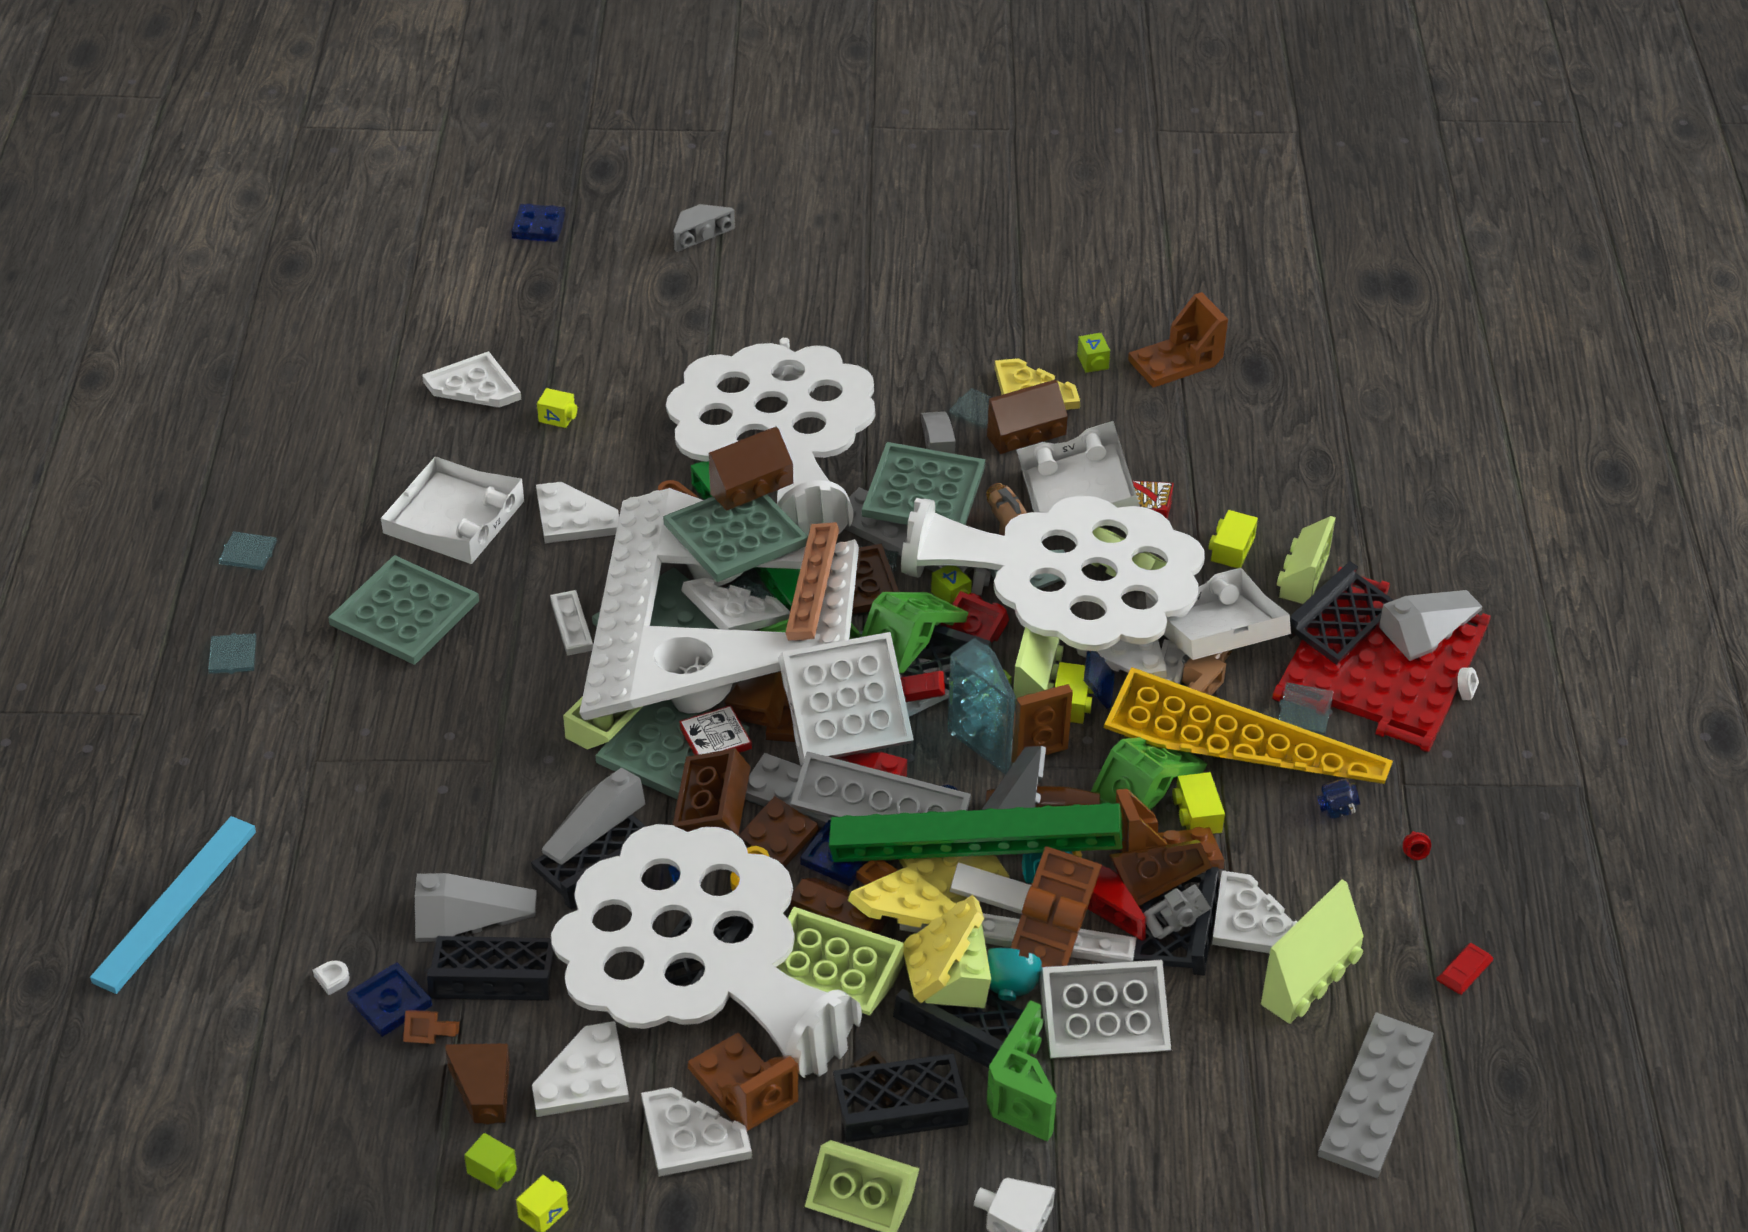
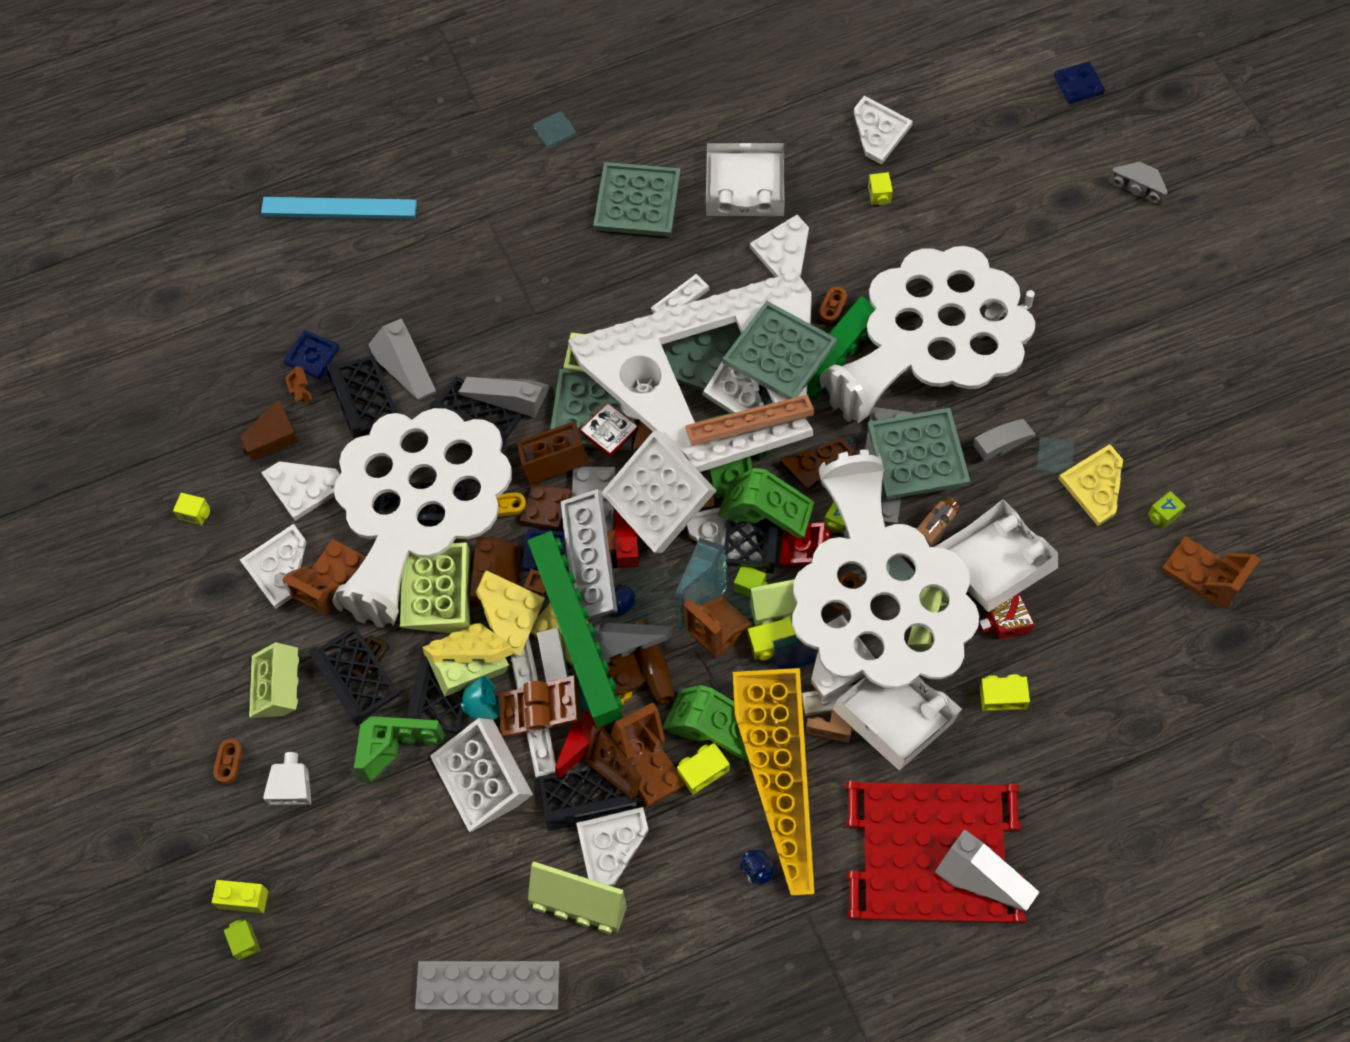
camera: 70 degrees right, 20 degrees up
(248, 550) = (648, 89): clear light blue piece -> none
(332, 976) = (319, 316): white tile -> none
(491, 1161) = (211, 467): lime brick -> none
(750, 469) = (829, 330): reddish brown slope -> none
(923, 686) = (712, 531): red tile -> none
(1026, 417) = (1050, 492): reddish brown slope -> none
(1178, 910) = (579, 789): light grey piece -> none
(1306, 707) = (843, 811): clear light blue piece -> none
(1307, 561) = (1003, 757): yellowish green slope -> none
(1320, 604) = (958, 783): black fence -> none
(1416, 845) = (738, 940): red plate -> none
(1465, 968) = (635, 1014): red tile -> none
(1467, 683) = (936, 925): white tile -> none

